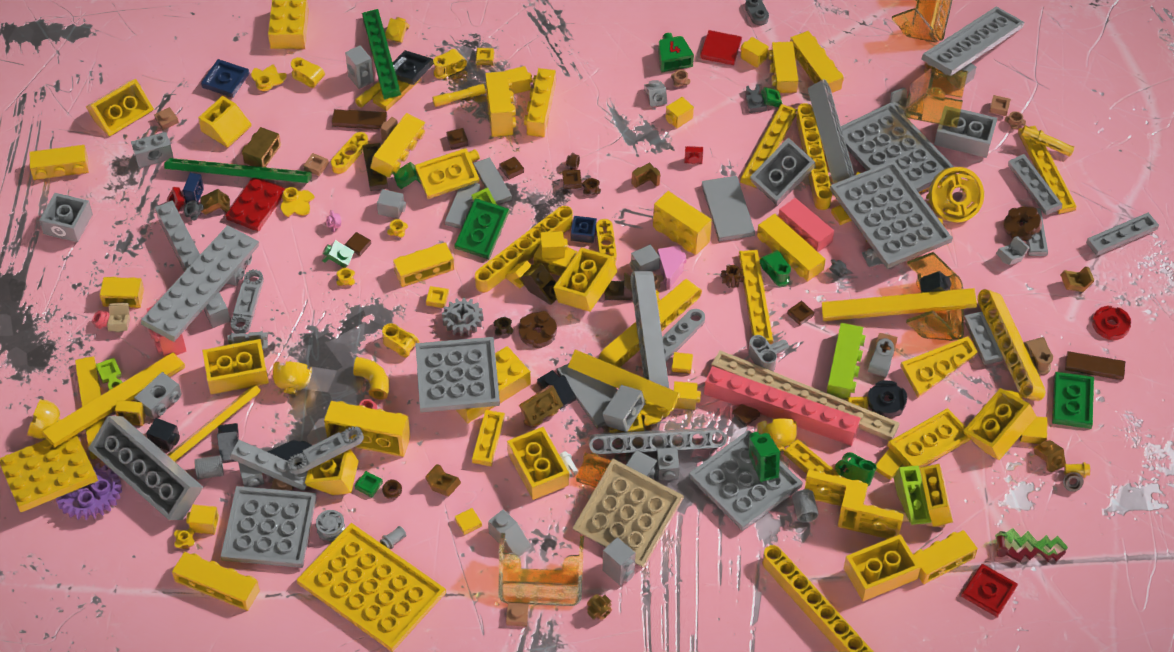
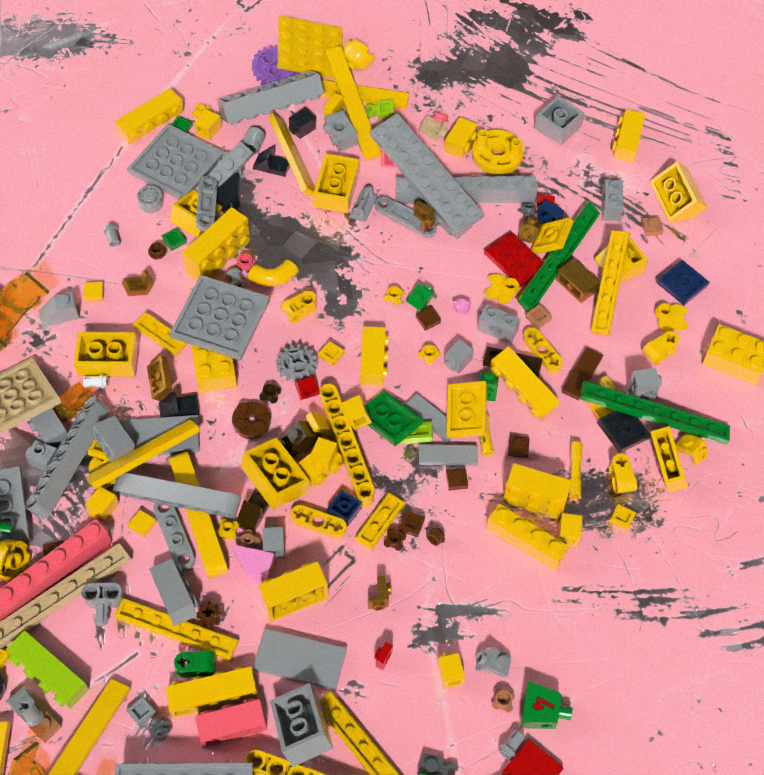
camera: 115 degrees right, 5 degrees up
(128, 244) = (500, 141): none -> yellow piece
(212, 549) = (182, 124): none -> green tile
(221, 175) = (552, 236): none -> yellow plate
(246, 272) = (425, 214): none -> pearl gold bracket
(257, 118) = (610, 283): none -> yellow tile
(291, 376) = (306, 217): yellow cylinder -> none
(341, 186) = (498, 324): none -> light grey brick
(371, 586) = (78, 206): yellow plate -> none
(388, 127) = (555, 387): nougat plate -> none
(395, 403) = (234, 277): none -> light grey bush
(421, 34) = (669, 459): none -> yellow brick
(484, 298) = (307, 388): none -> red plate
(492, 246) = (356, 412): none -> yellow brick
(581, 203) = (380, 521): none -> yellow tile
(711, 62) = (508, 749): none -> light grey pin
(731, 302) = (174, 591): none -> light grey brick
(800, 313) = (132, 663): reddish brown tile -> none
(833, 289) = (141, 711): none -> light grey tile

